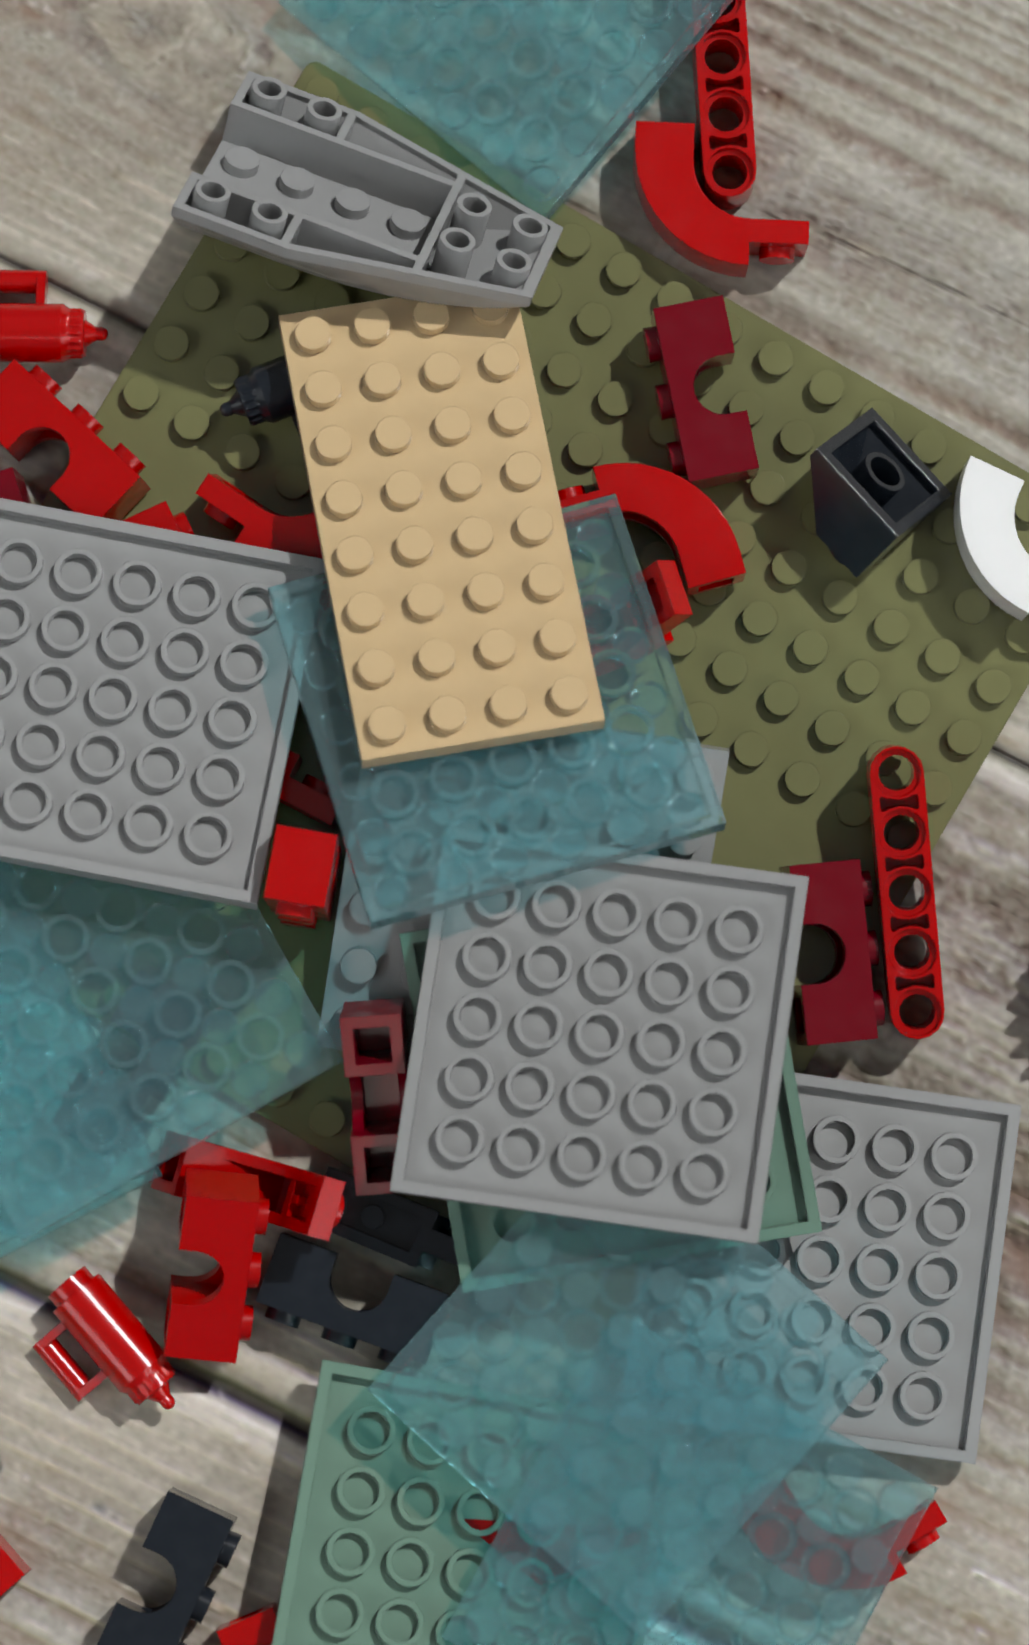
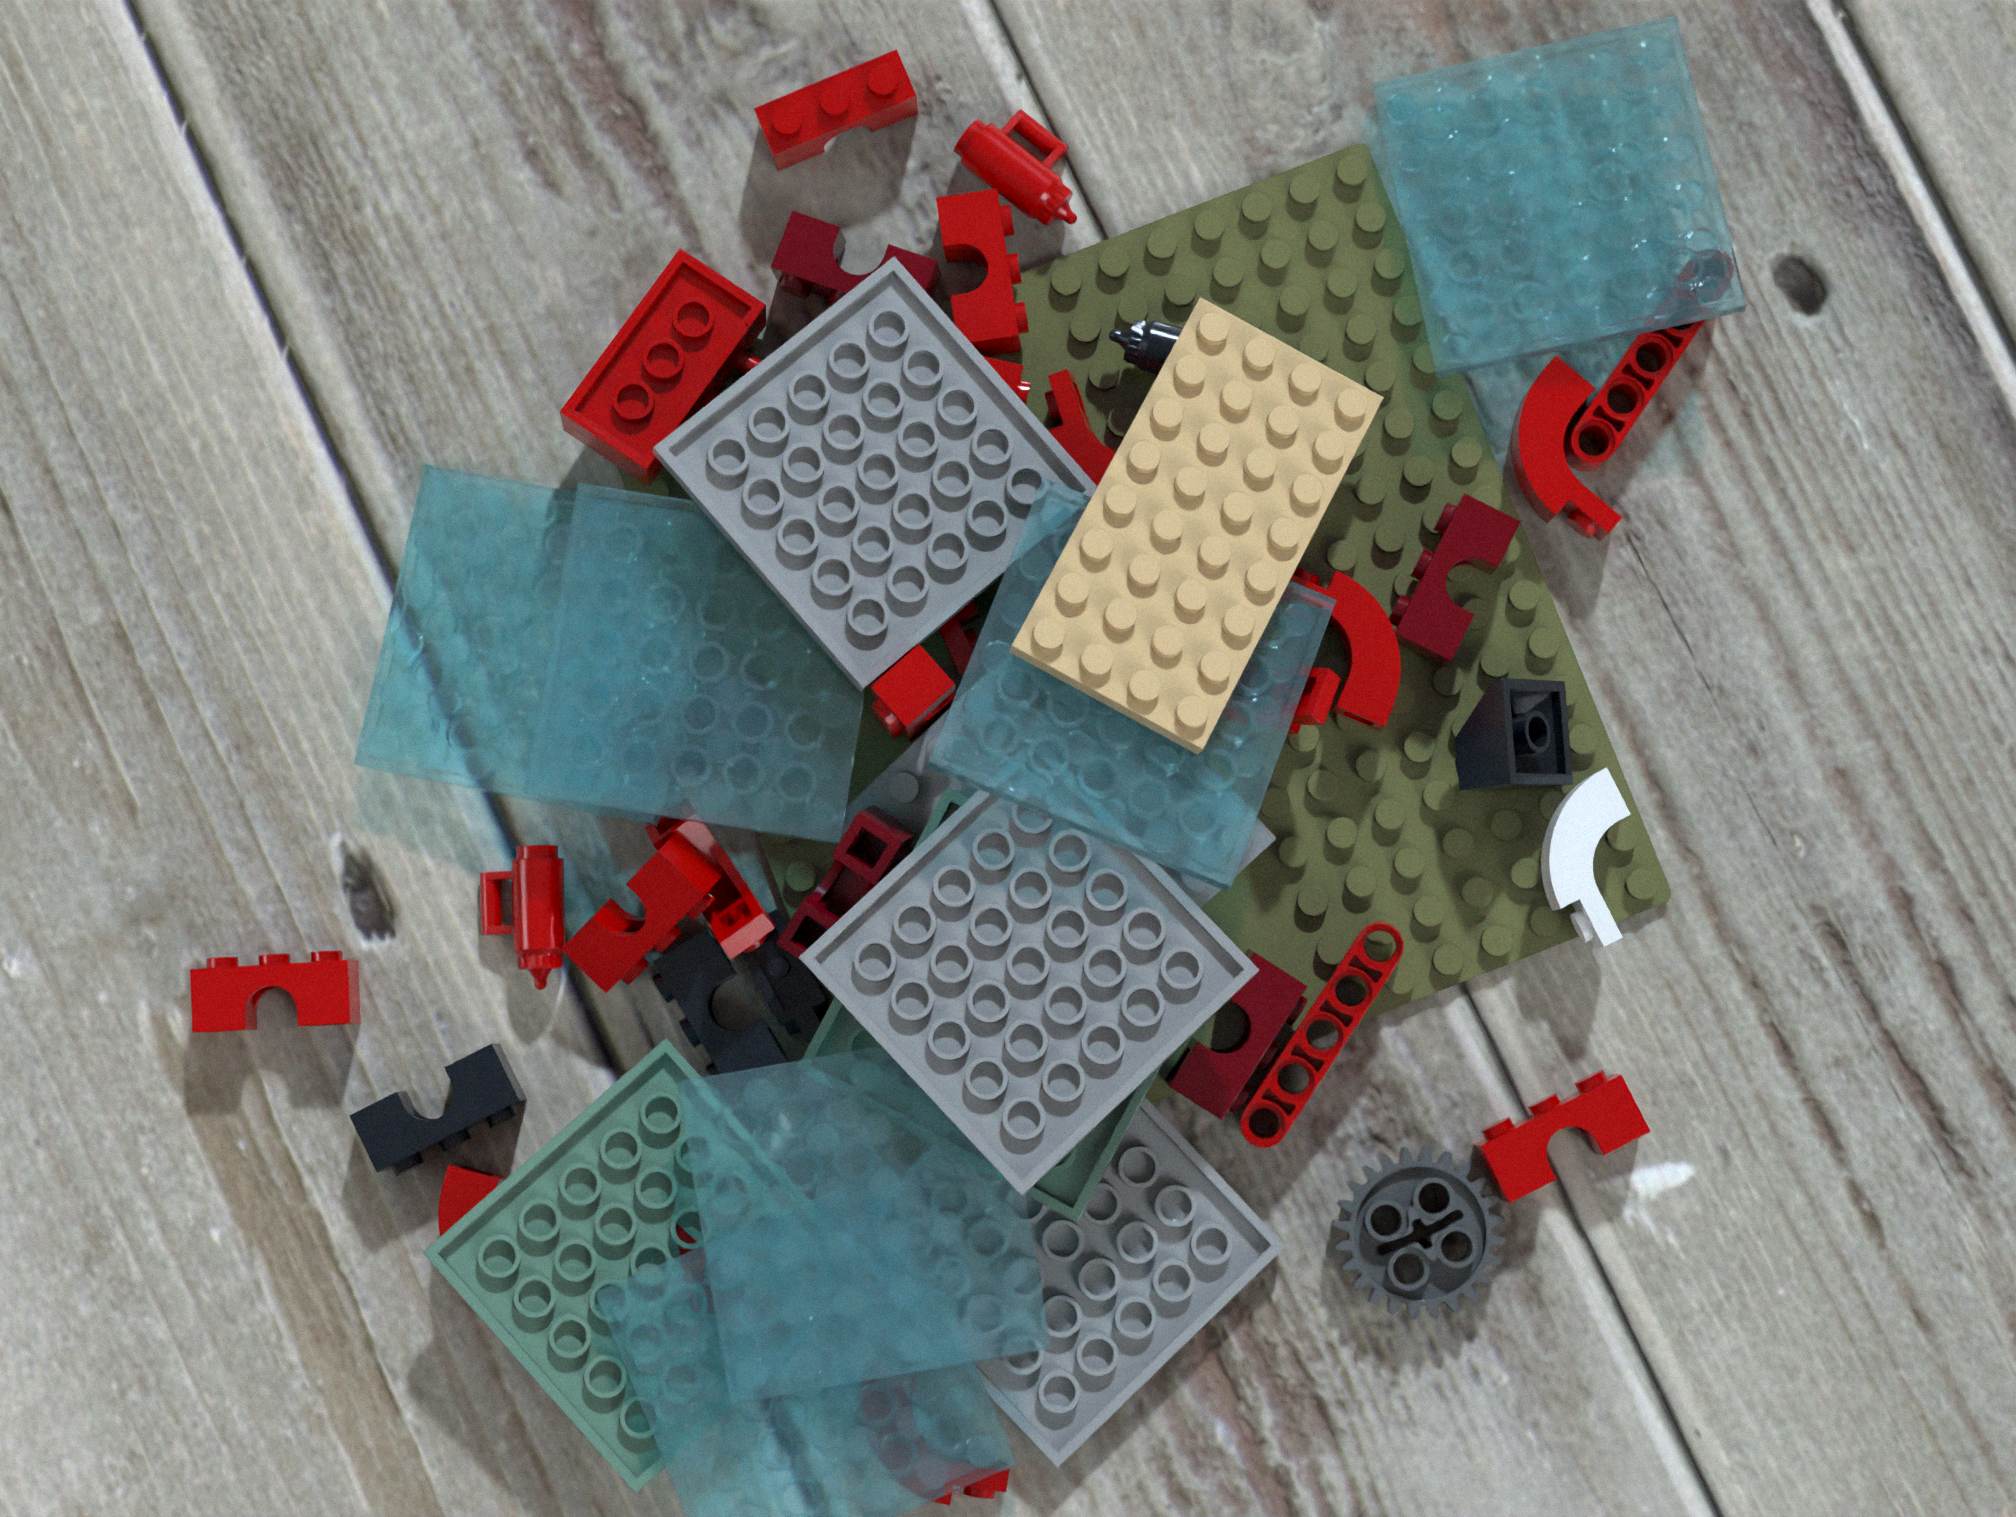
camera: 45 degrees right, 0 degrees up
(361, 205) = (1318, 266): light grey wedge -> none

